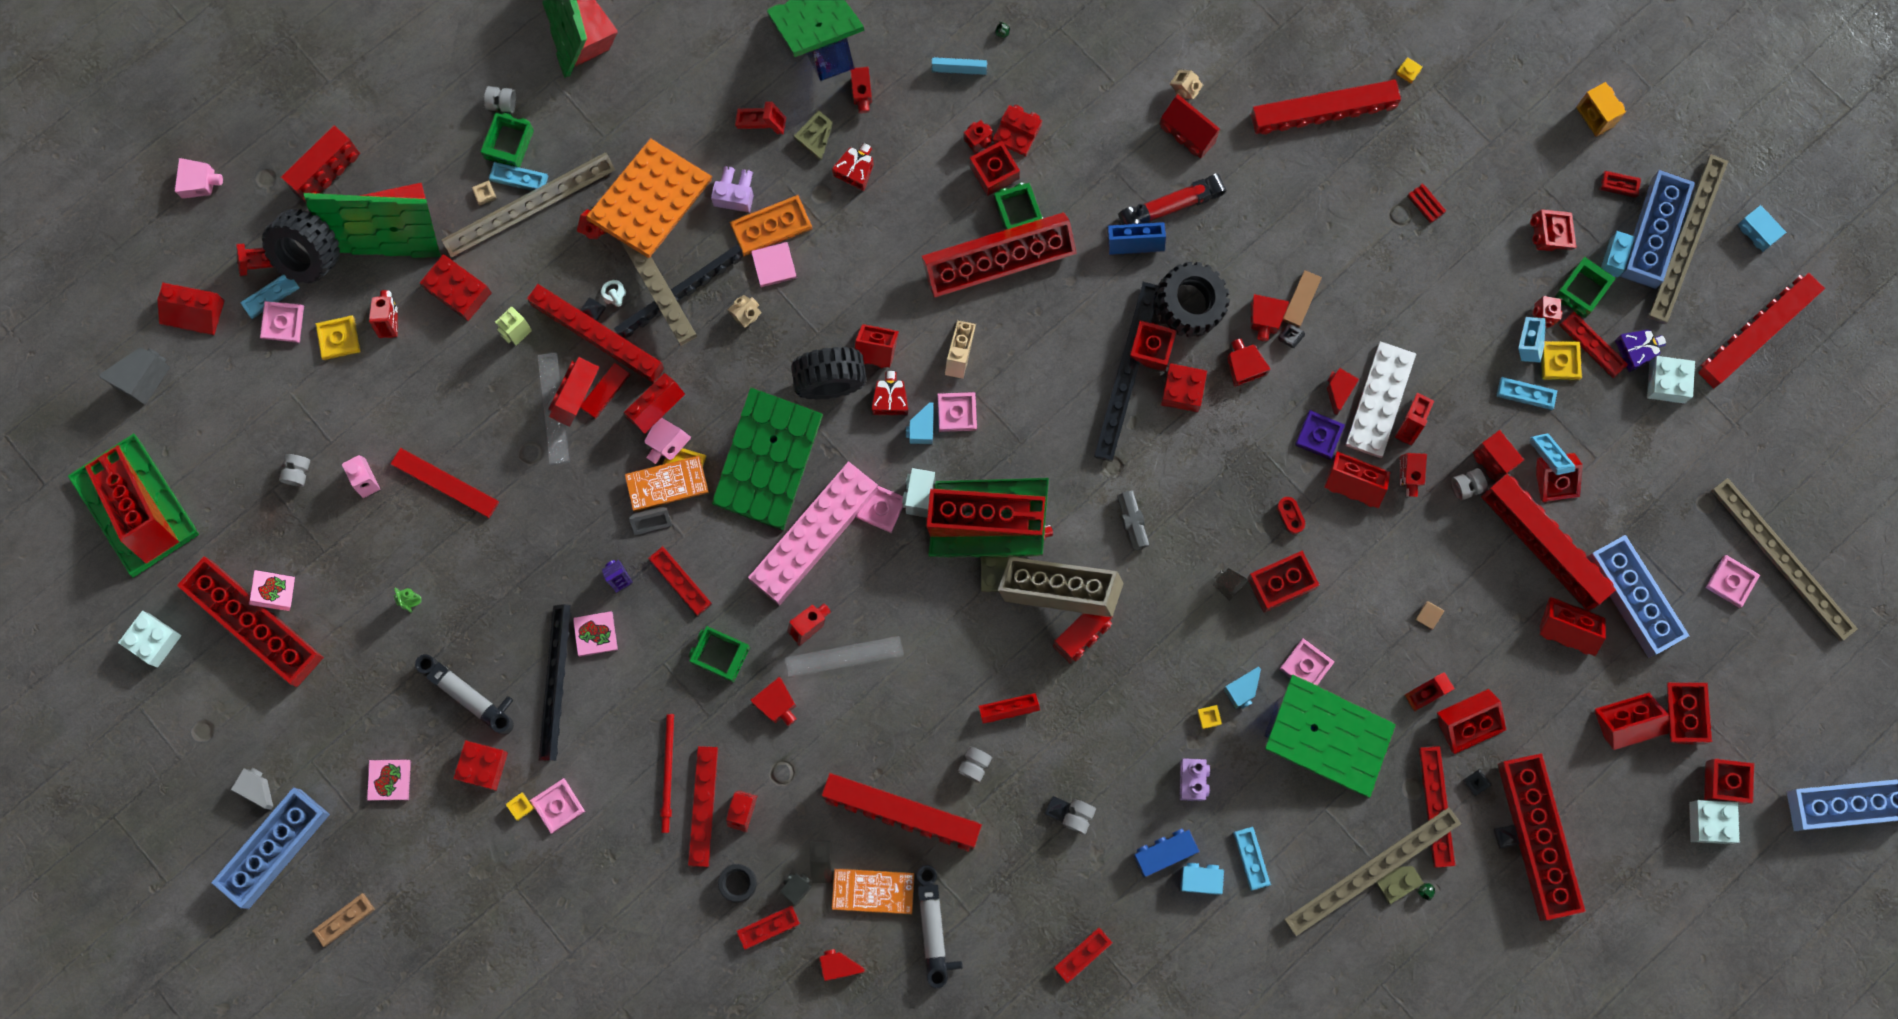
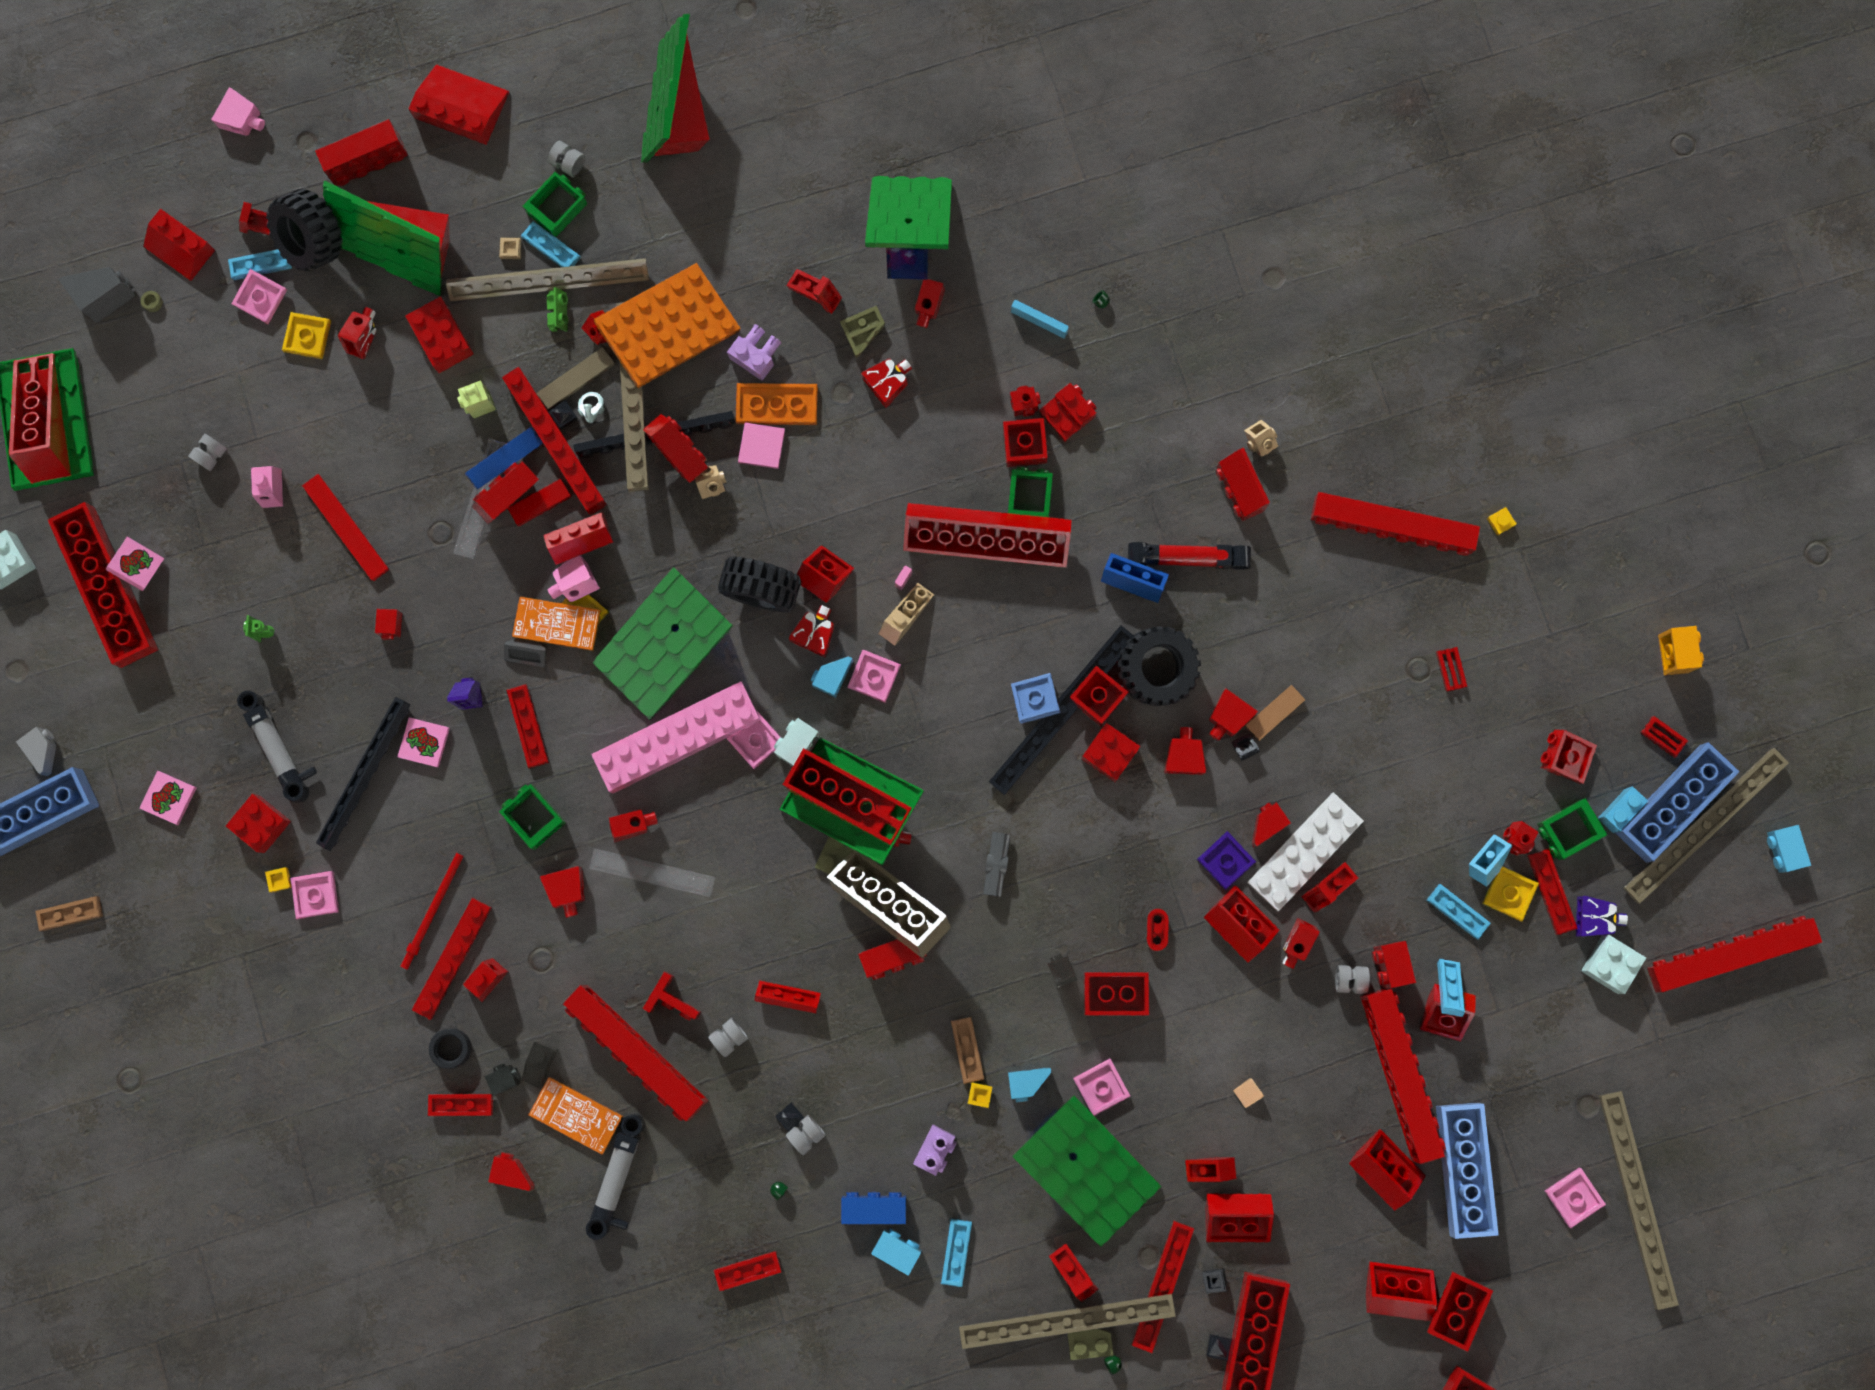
camera: 30 degrees right, 5 degrees up
(187, 366) = (151, 301): none -> olive tile
(386, 93) = (458, 104): none -> red slope
(519, 546) = (388, 623): none -> red brick
(545, 219) = (557, 301): none -> bright green hinge
(558, 365) = (503, 458): none -> blue tile
(590, 274) = (575, 378): none -> dark tan tile
(704, 292) = (676, 447): none -> red brick
(910, 756) = (669, 1000): none -> red bracket
(944, 320) = (903, 577): none -> bright pink tile
(1076, 874) = (778, 1190): none -> dark green hinge
(1101, 370) = (1035, 698): none -> medium blue tile
(1181, 685) = (967, 1050): none -> medium nougat tile
(1359, 829) = (1073, 1273): none -> red bracket

